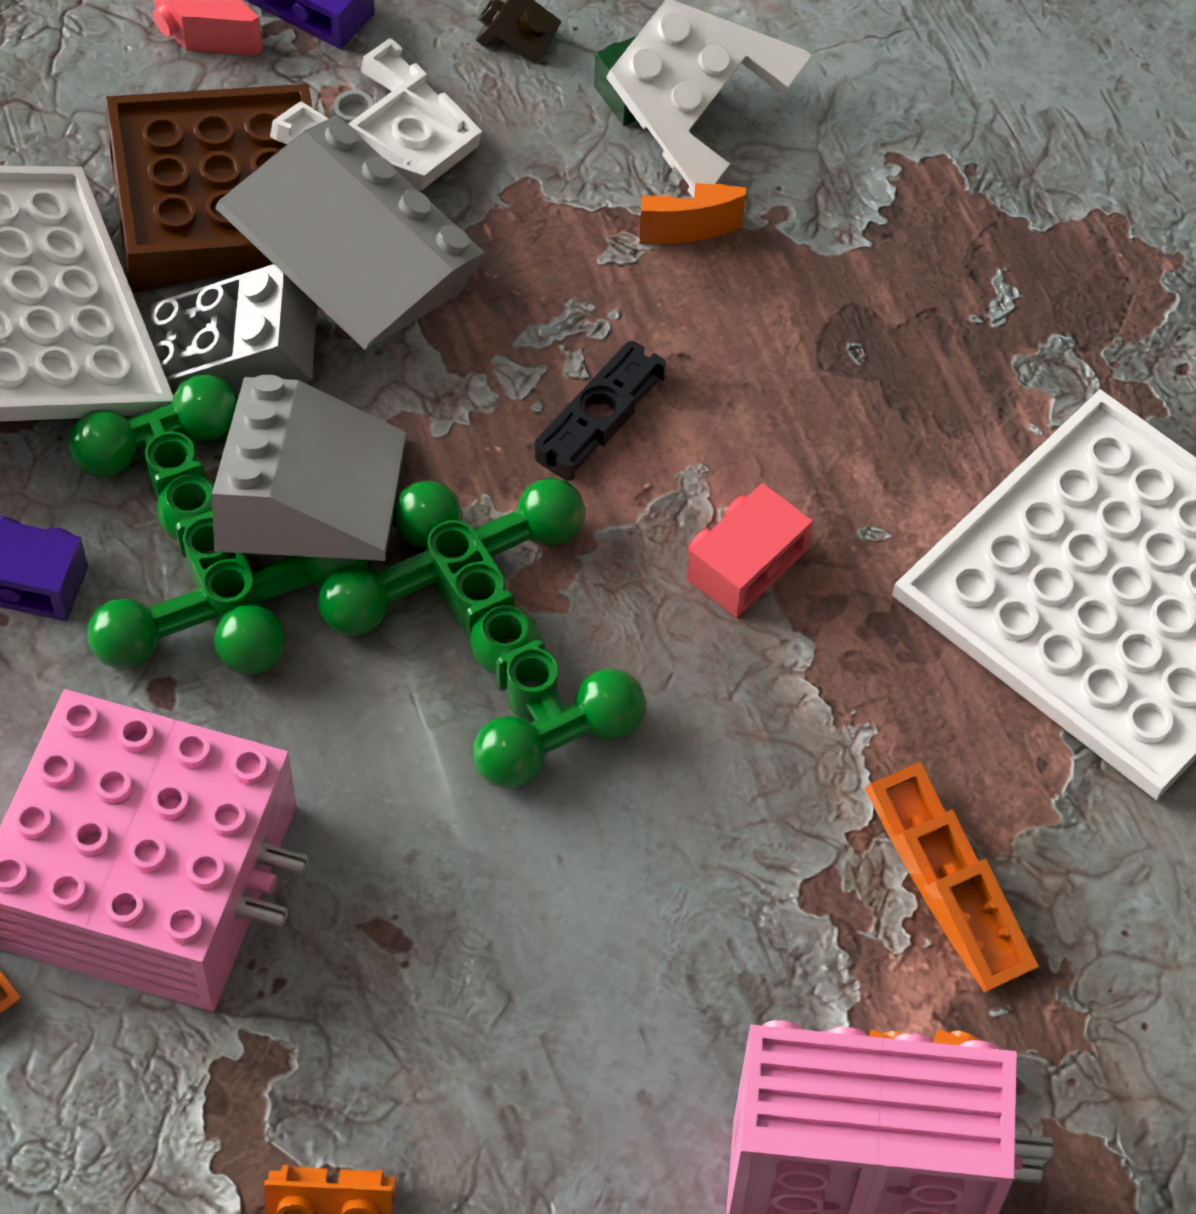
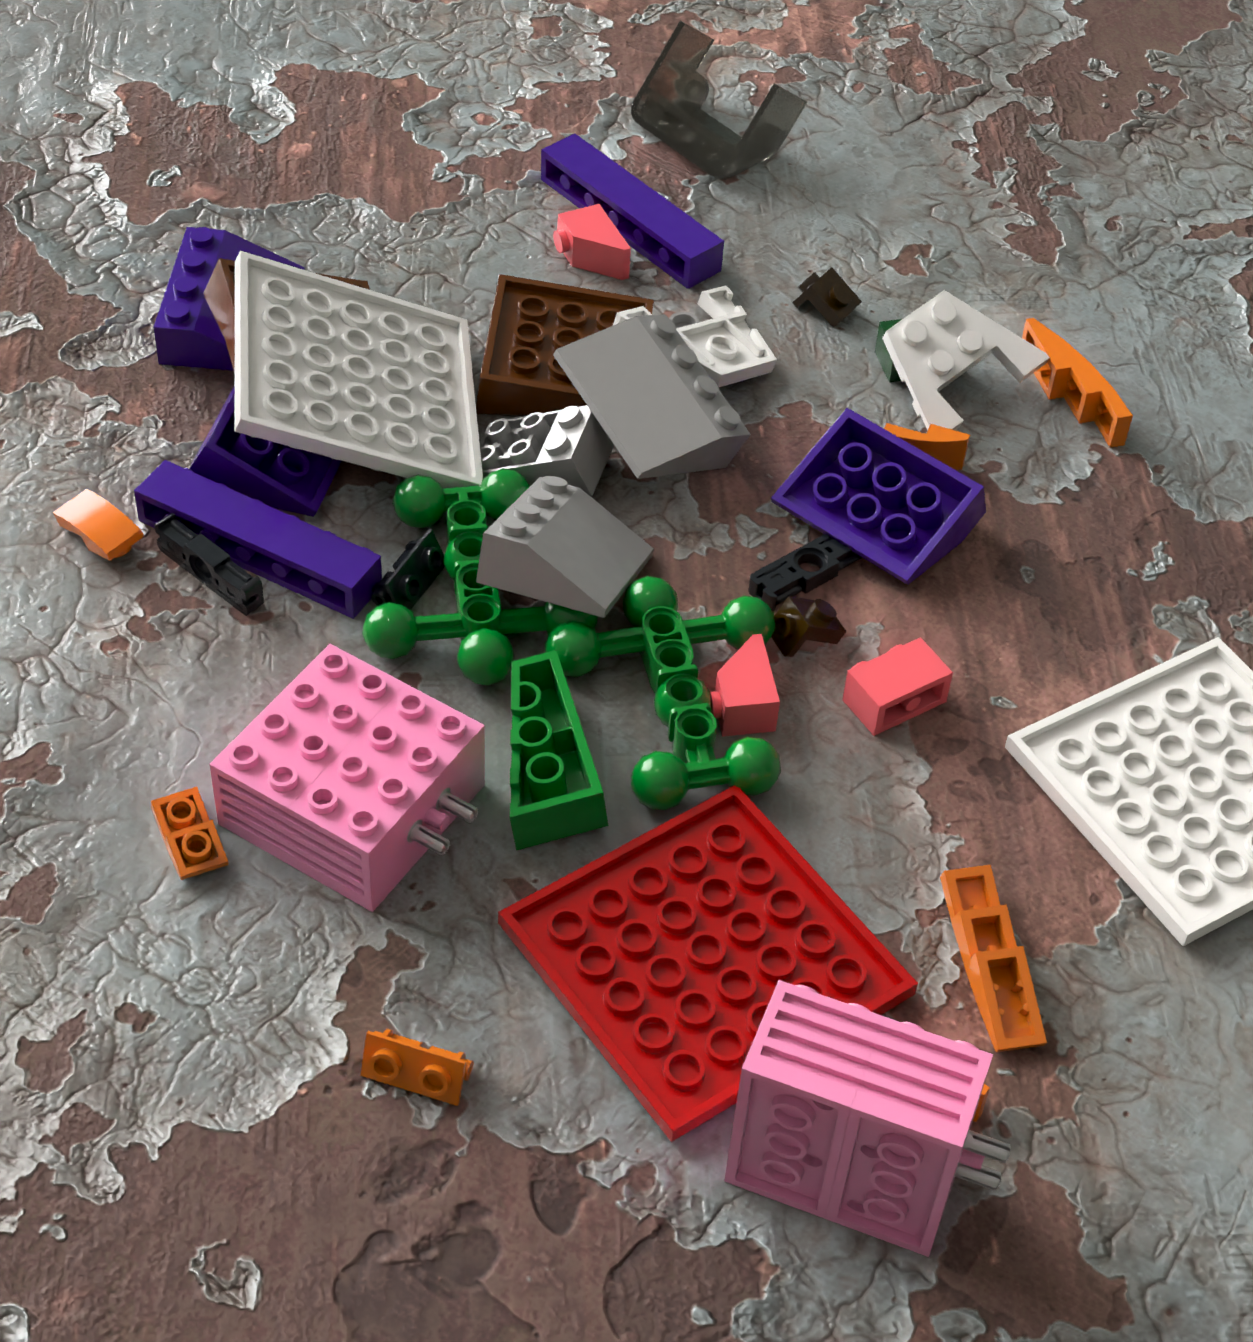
camera: 15 degrees right, 10 degrees down
(127, 530) = (413, 573): none -> black hinge
(375, 767) = (551, 764): none -> green wedge
(575, 604) = (746, 692): none -> coral slope
(617, 966) = (680, 947): none -> red plate
(619, 490) = (805, 620): none -> dark brown bracket
(662, 299) = (882, 497): none -> dark purple slope
(852, 77) = (1080, 383): none -> orange slope

